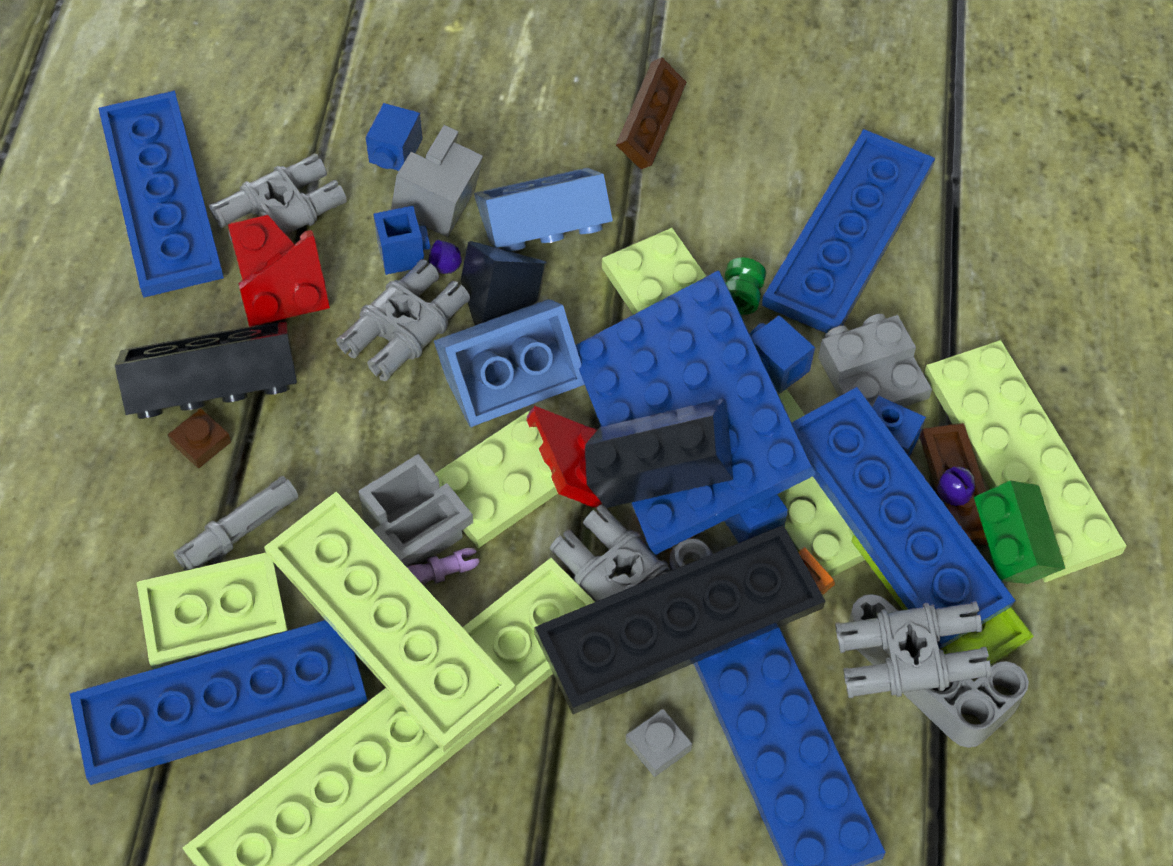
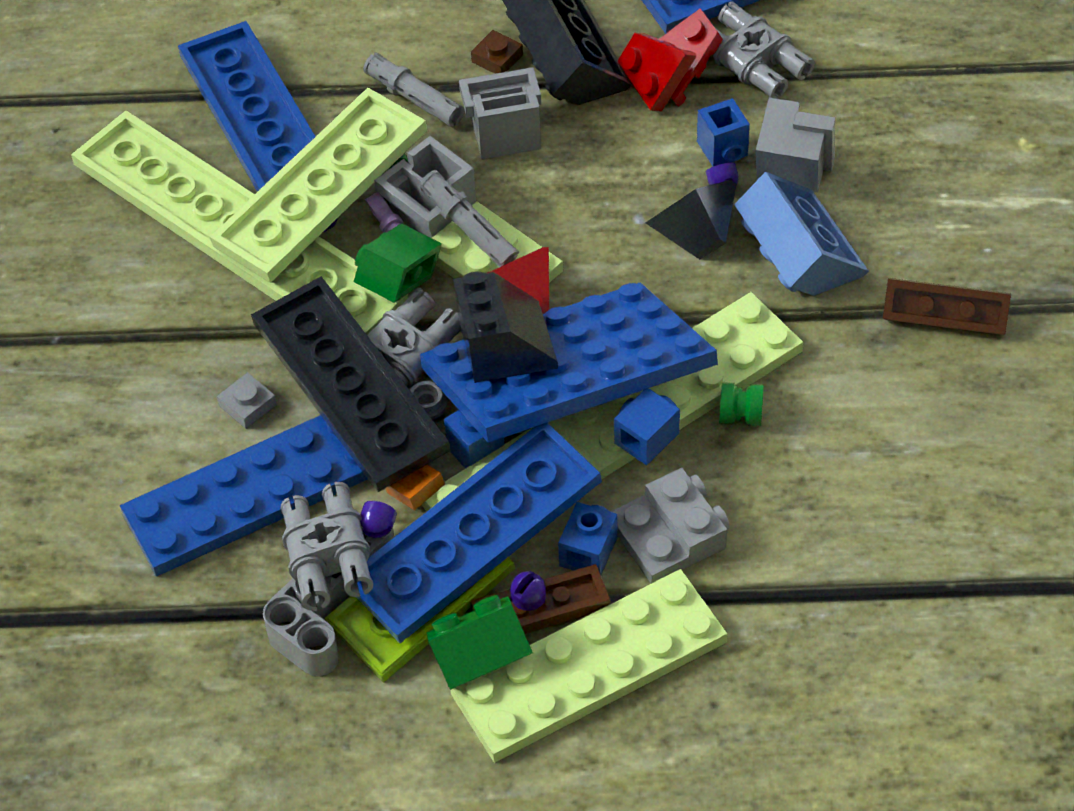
camera: 85 degrees right, 5 degrees down
(210, 609) = (324, 81): yellowish green plate -> none
(308, 431) = (503, 111): none -> light grey plate
(393, 136) = (850, 107): blue brick -> none
(403, 319) = (643, 158): light grey pin -> none
(467, 479) = (456, 207): none -> light grey pin
(510, 361) = (612, 235): medium blue slope -> none
(517, 555) = (396, 262): none -> green brick
(848, 232) = (841, 491): blue plate -> none
(881, 597) = (377, 519): none -> dark purple hinge

